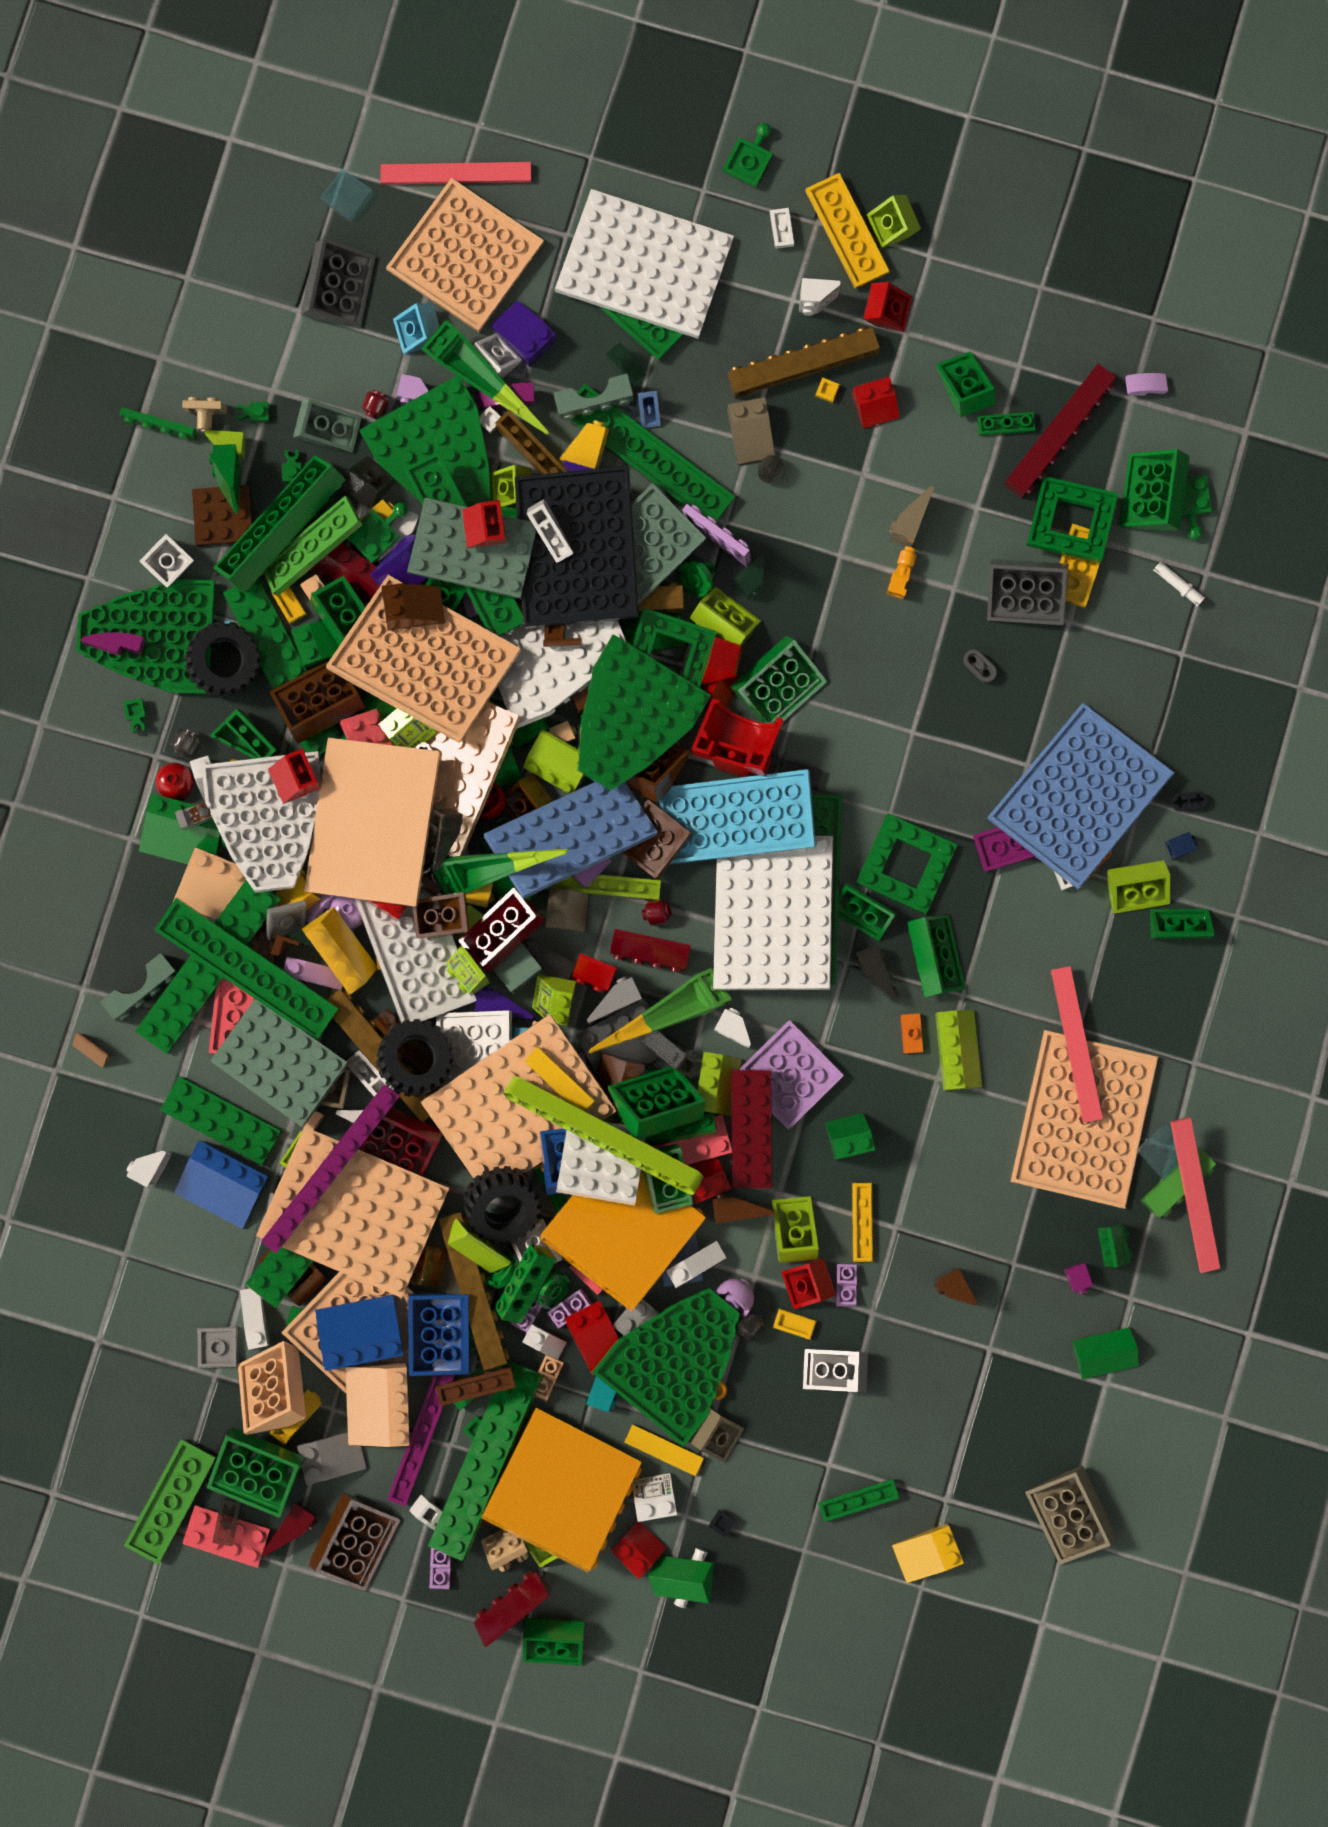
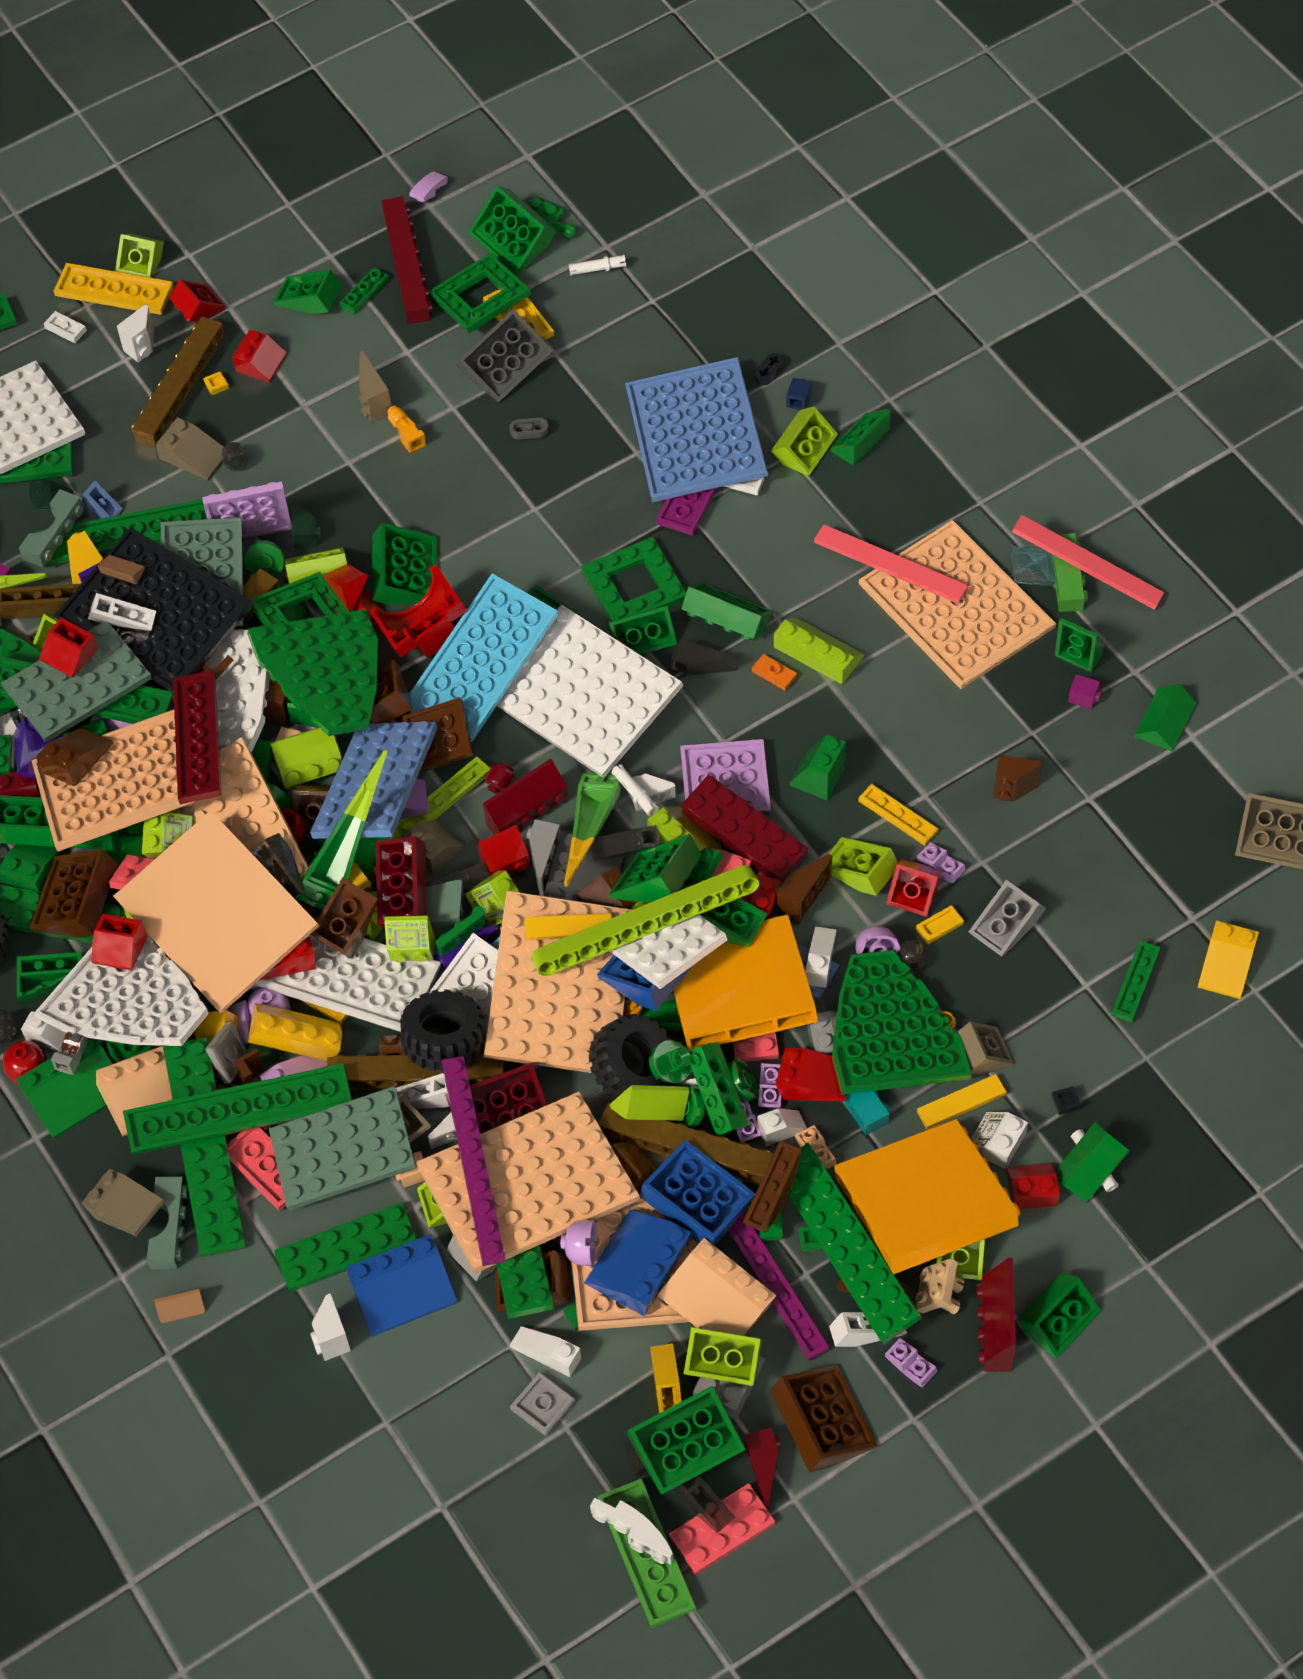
camera: 45 degrees left, 25 degrees down
(124, 949) = (122, 1203): none -> dark tan slope
(174, 1494) = (642, 1533): none -> white slope
(271, 1389) = (621, 1372): light nougat slope -> none
(334, 1288) = (580, 1242): none -> lavender cylinder
(335, 1447) = (722, 1356): none -> lime slope
(490, 685) = (196, 737): none -> dark red plate
(506, 999) = (462, 931): none -> green plate
(518, 1235) = (670, 1062): none -> green tile
(587, 494) = (121, 569): none -> medium nougat slope
(719, 1024) = (640, 796): none -> white pin

